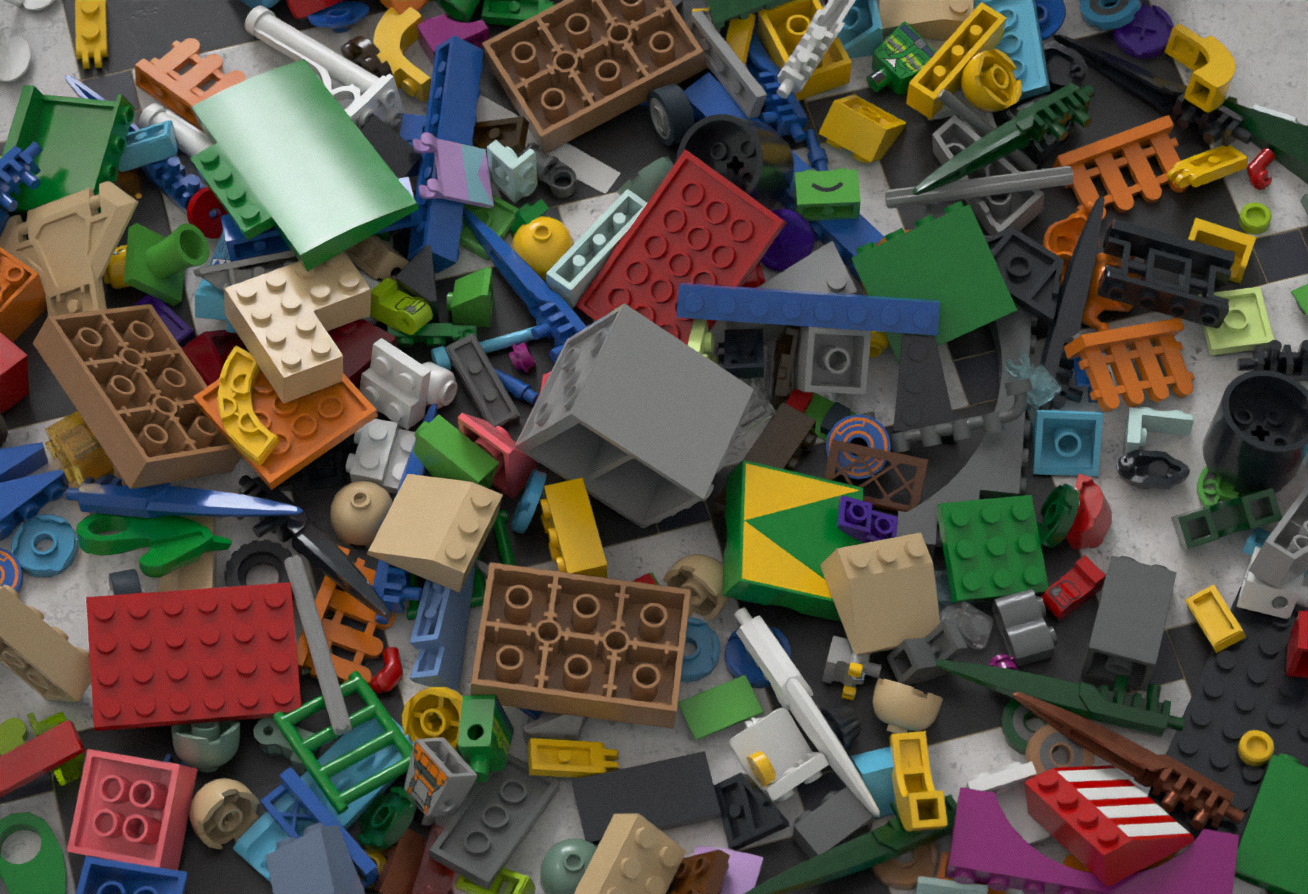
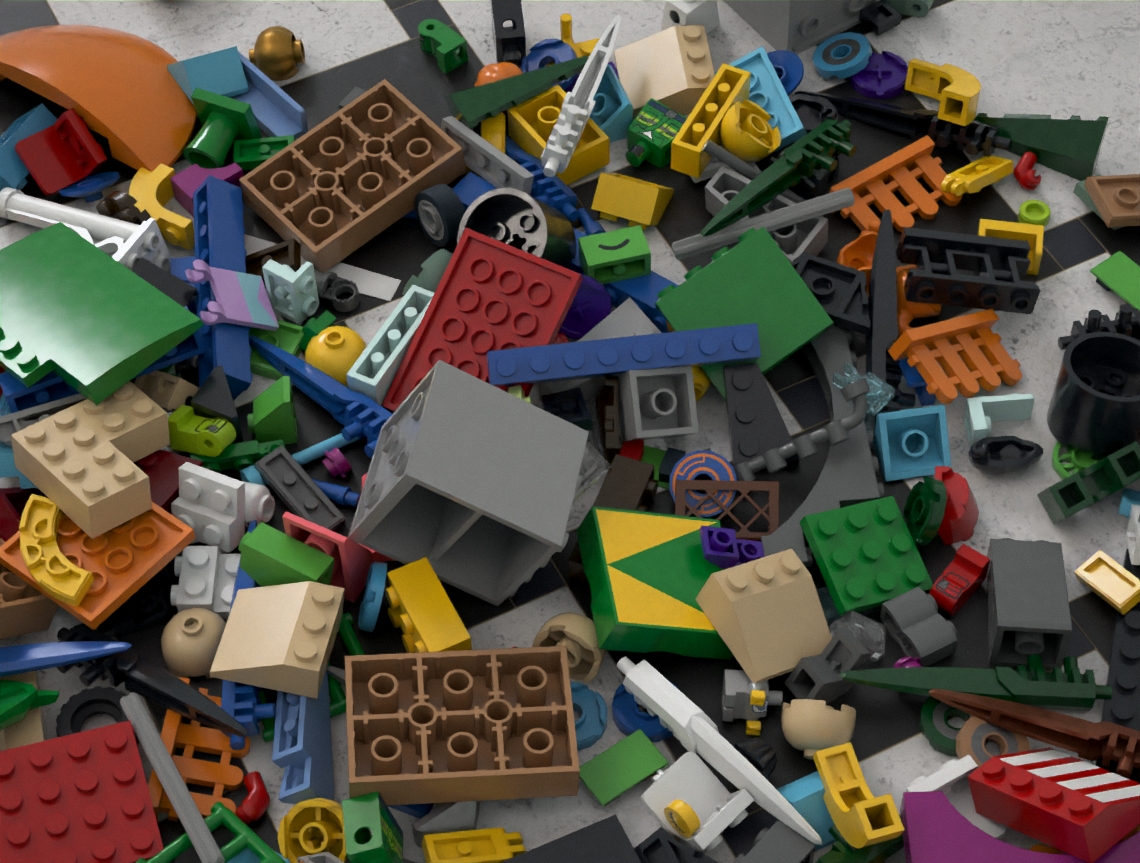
camera: 10 degrees left, 10 degrees down
(1244, 325) = (1054, 308): yellowish green plate -> none

